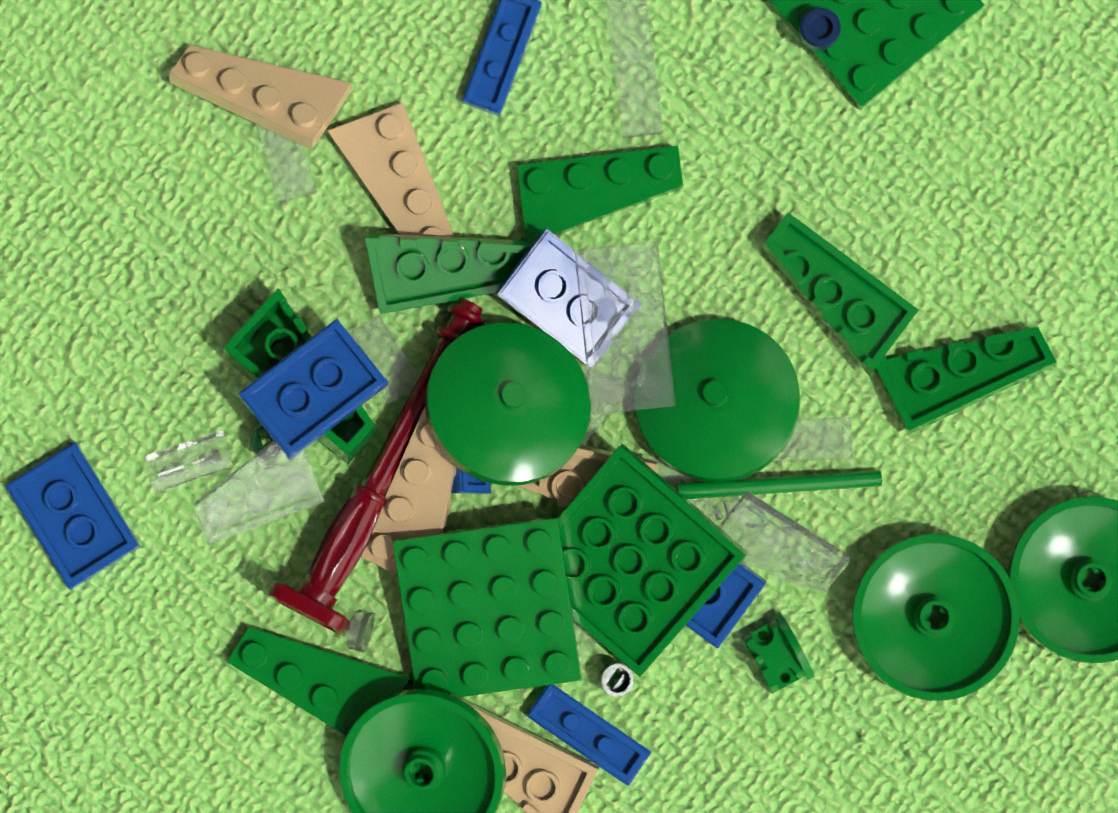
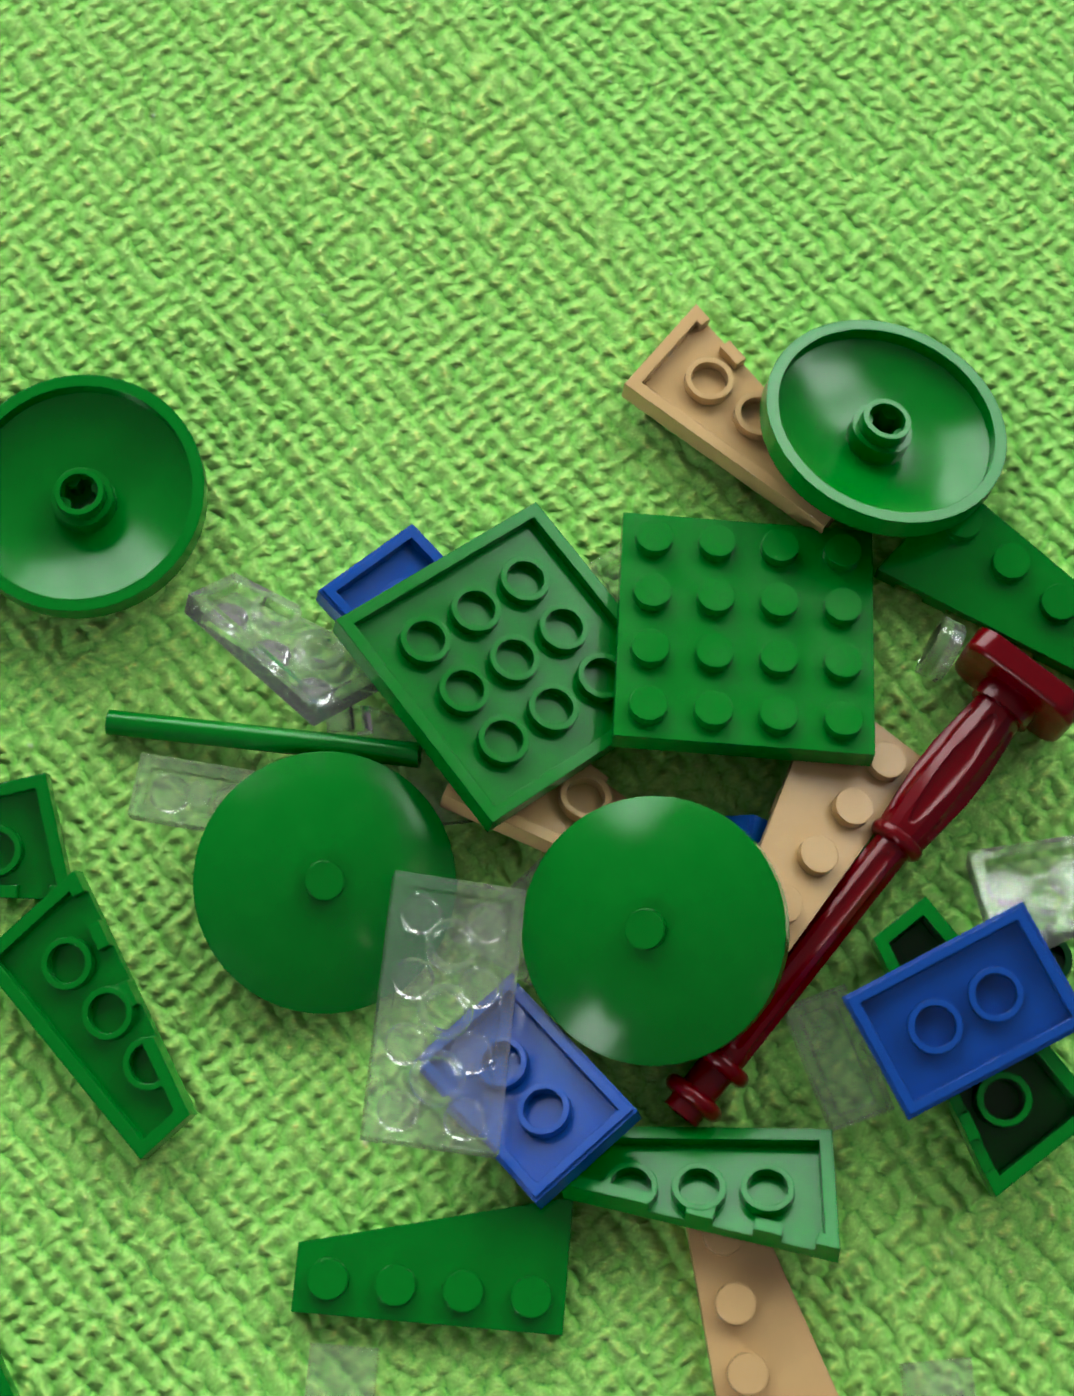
camera: 170 degrees left, 10 degrees down
(589, 734) = (626, 445): blue tile -> none
(623, 682) = (566, 501): hinge -> none
(778, 654) = (327, 501): green piece -> none

